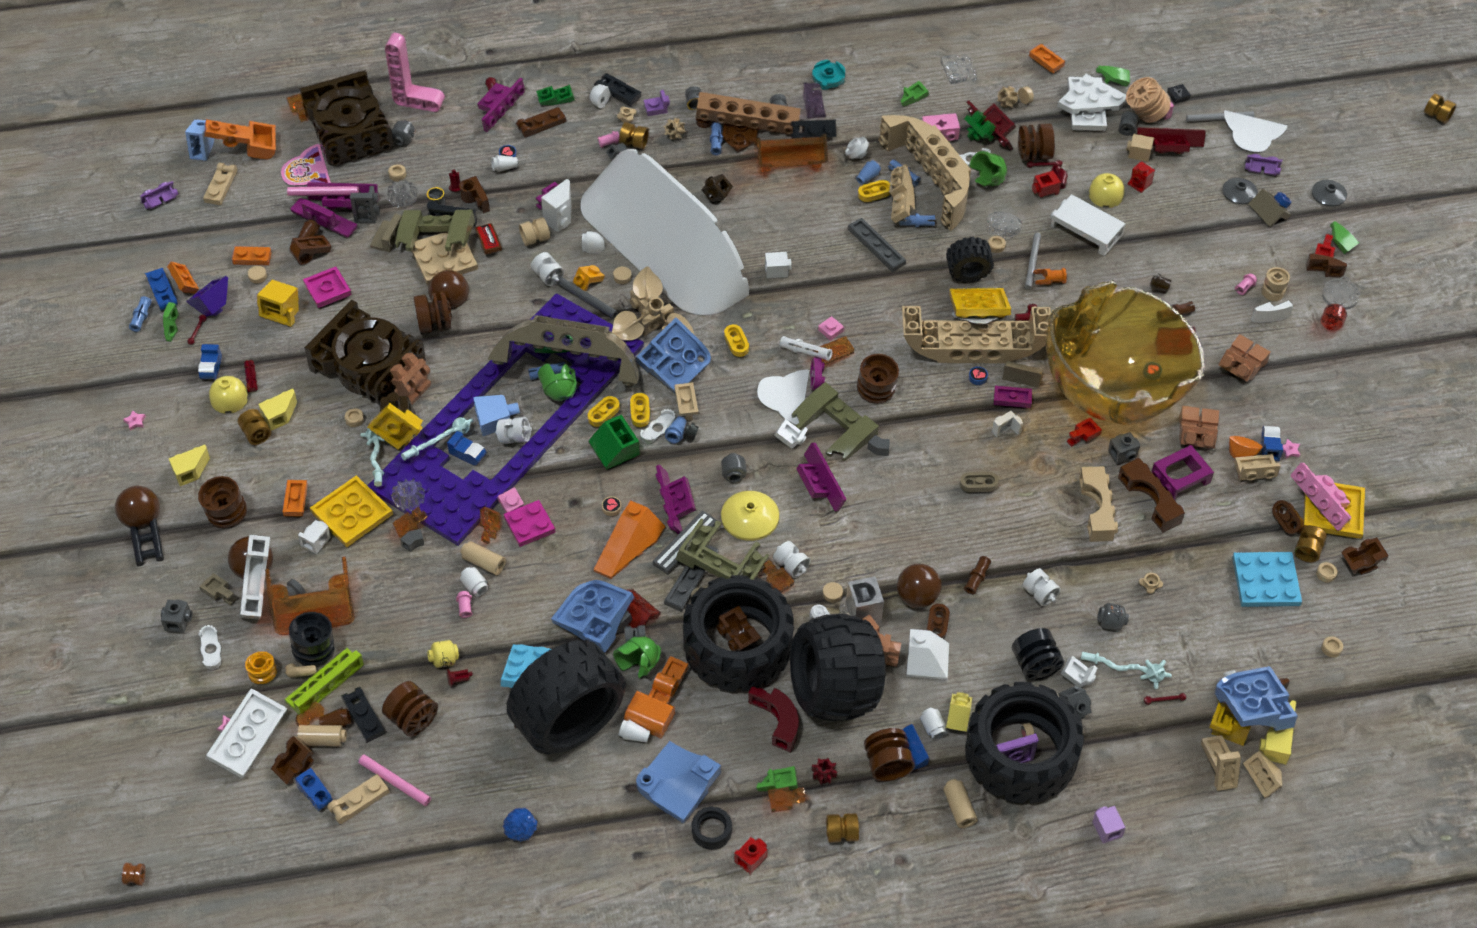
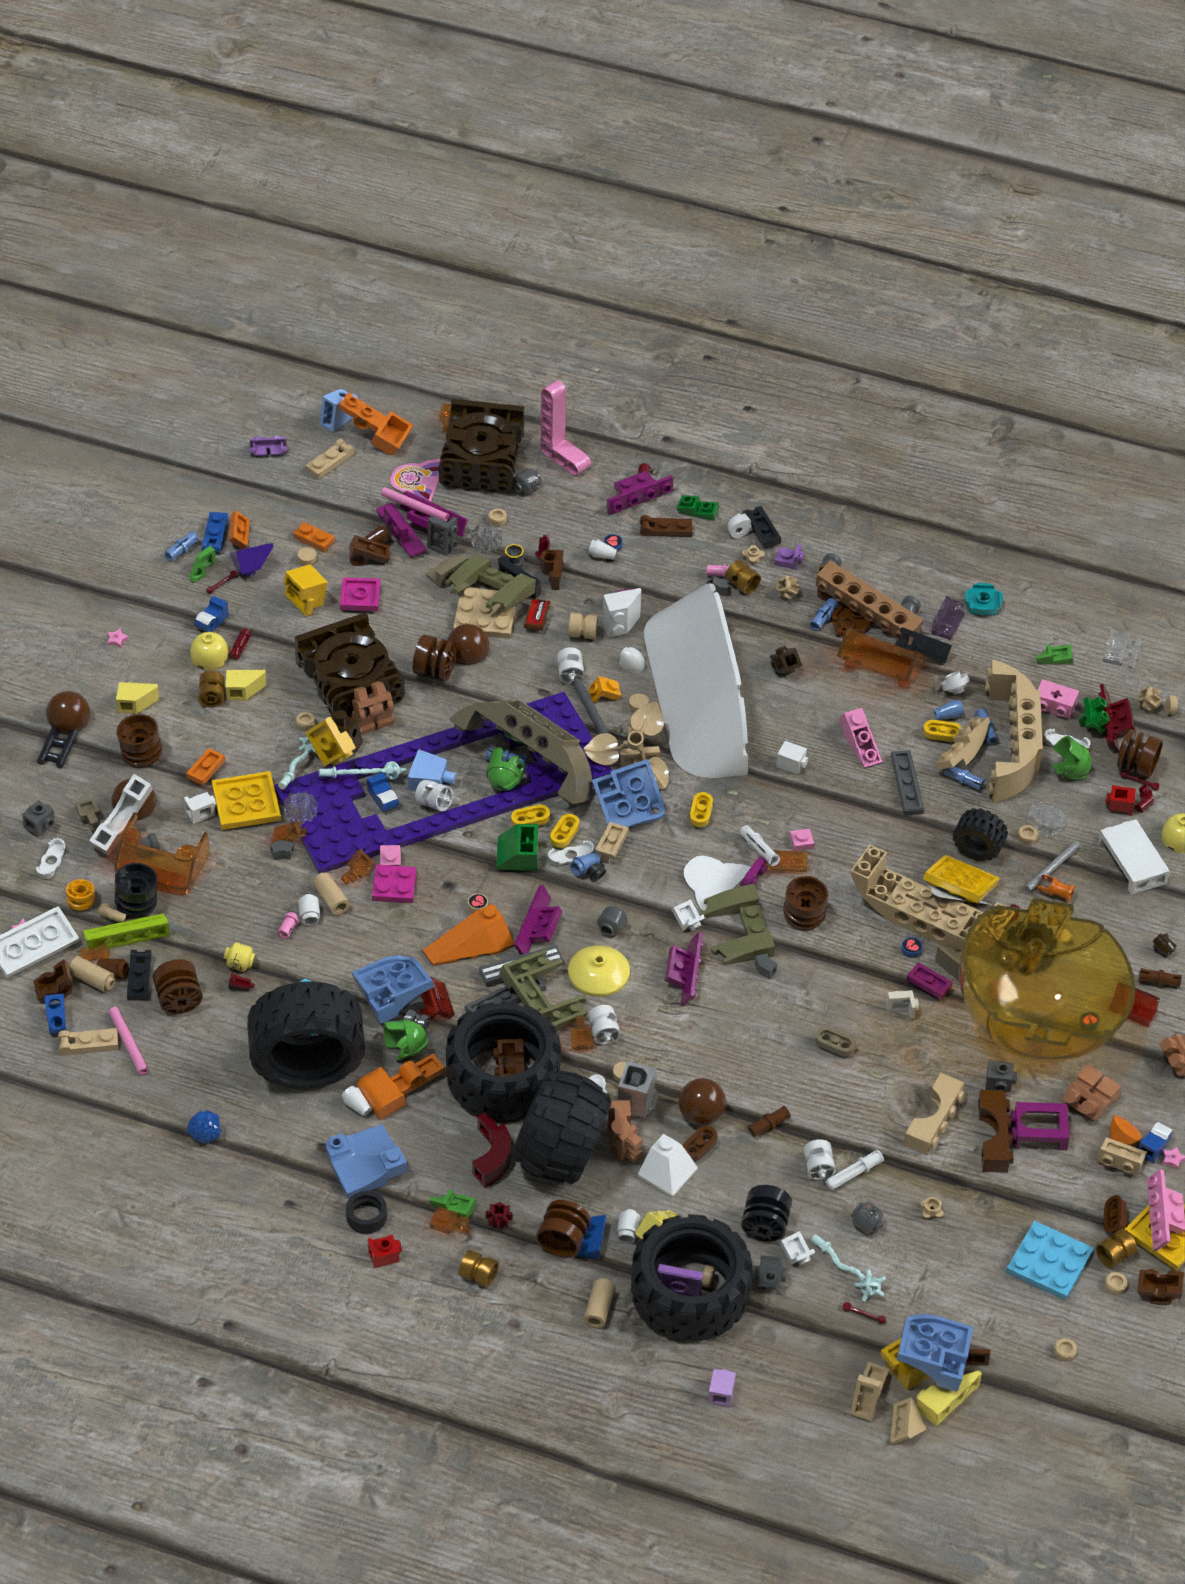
camera: 30 degrees right, 5 degrees down
(815, 223) = (860, 737): none -> bright pink slope
(1072, 579) = (855, 1169): none -> white axle
(1086, 429) = (977, 1044): red plate -> none

